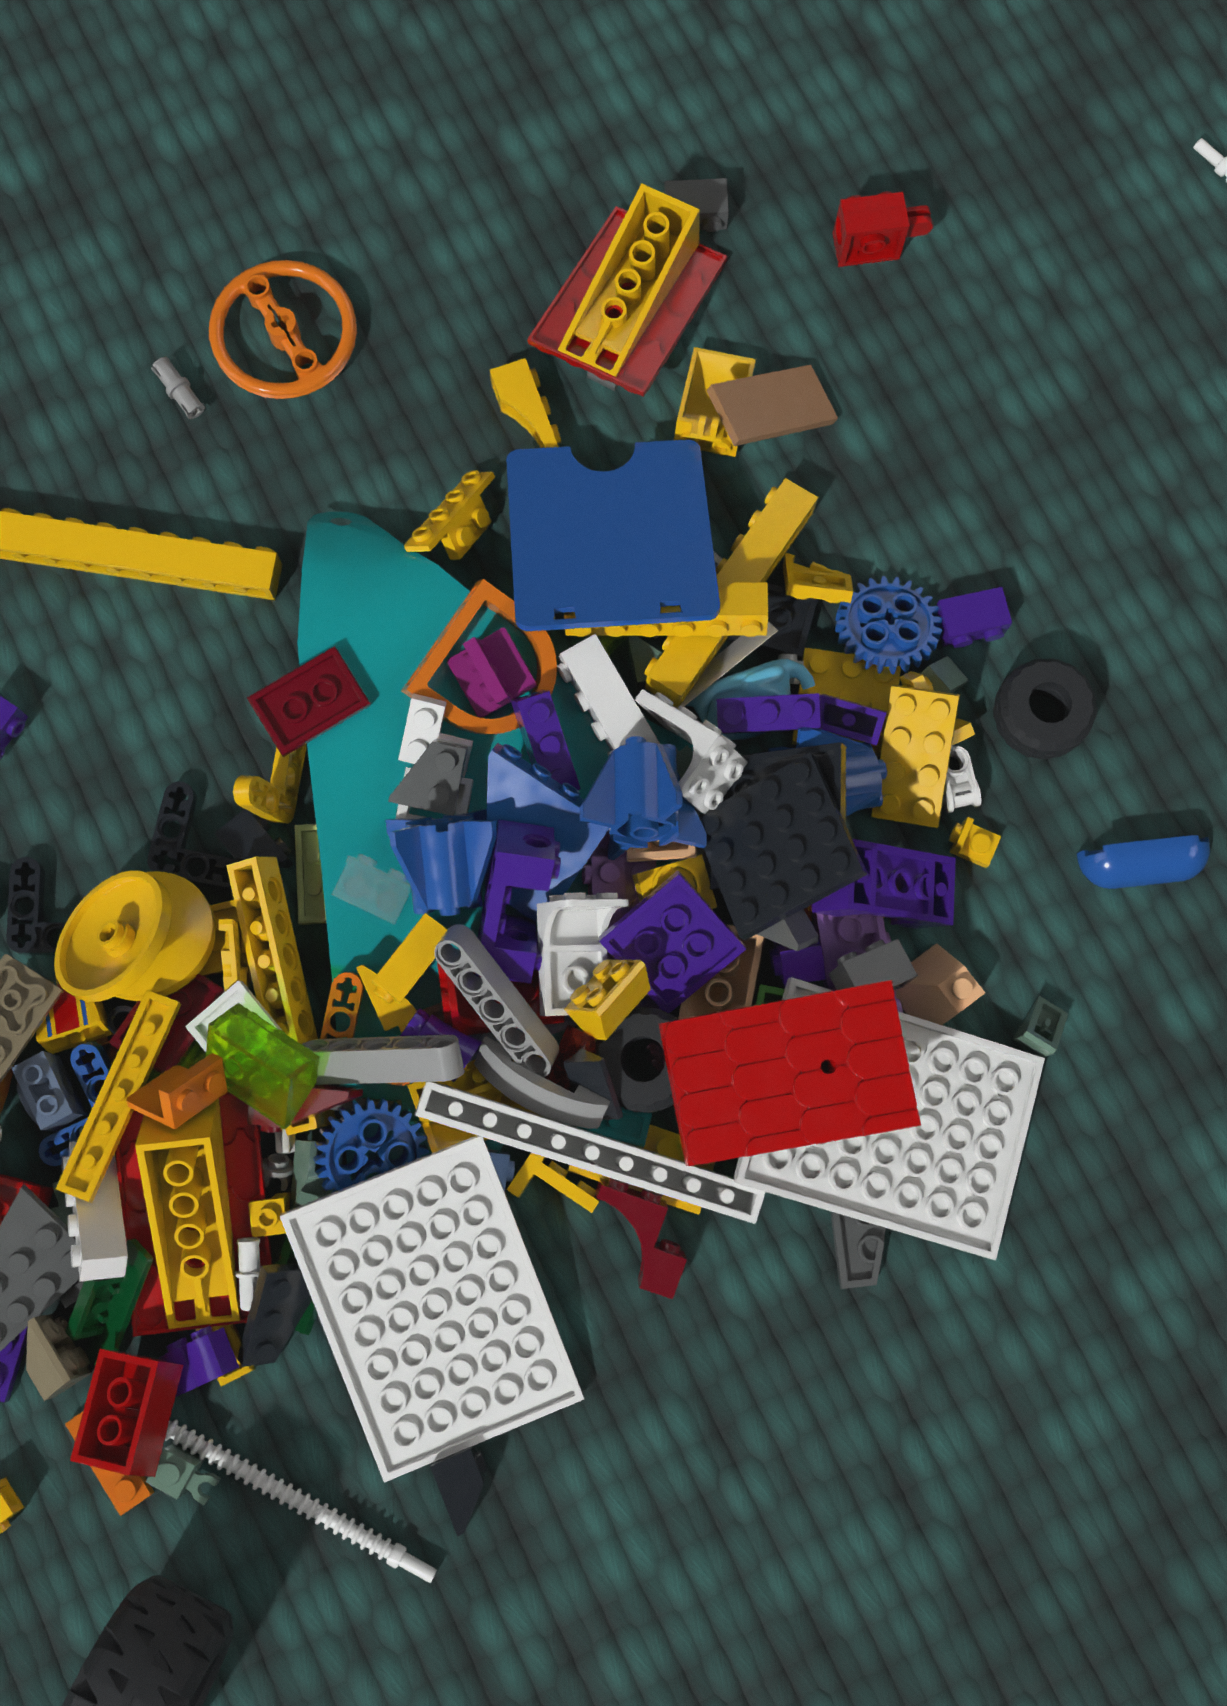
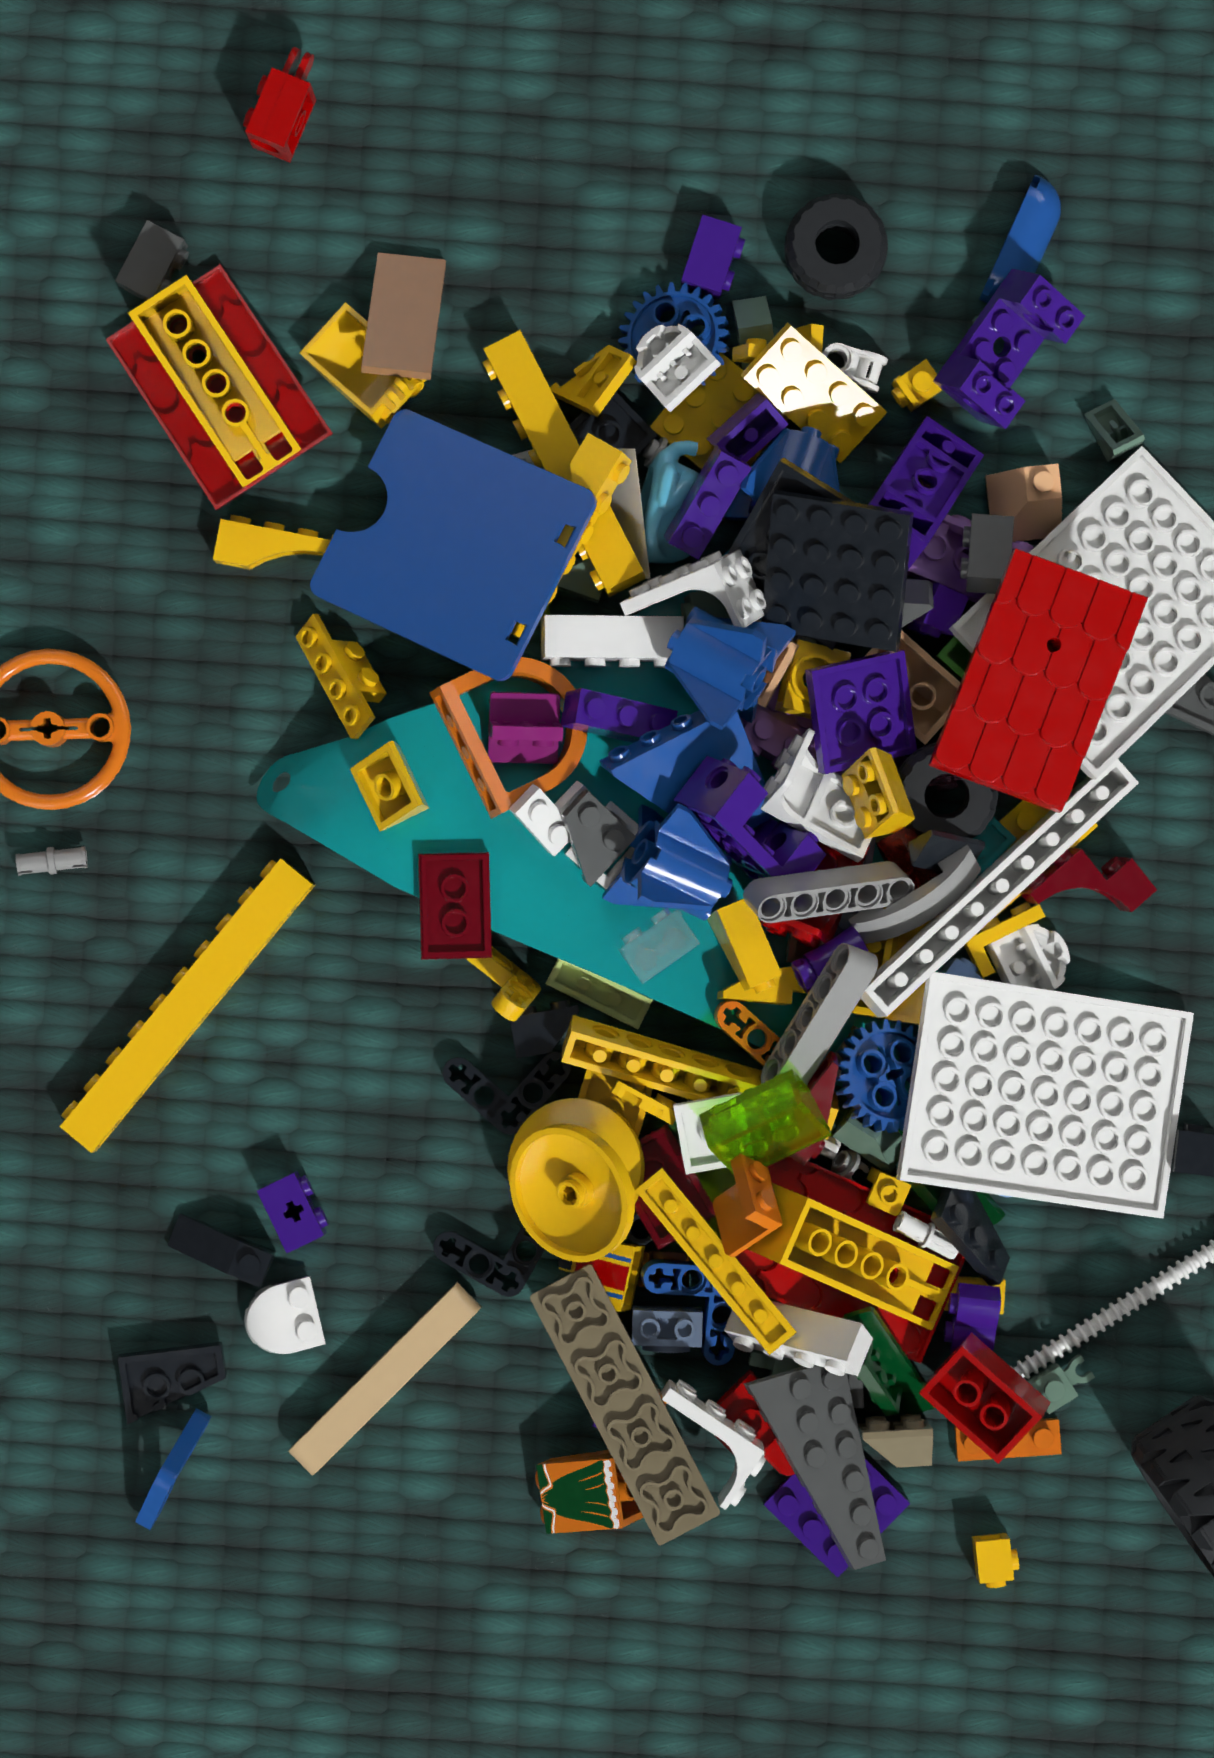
camera: 50 degrees left, 10 degrees up
(380, 592) = (389, 786): none -> yellow slope
(549, 1223) = (1030, 957): none -> white slope
(867, 627) = (673, 363): none -> white slope
(1089, 892) = (1023, 314): none -> dark purple plate

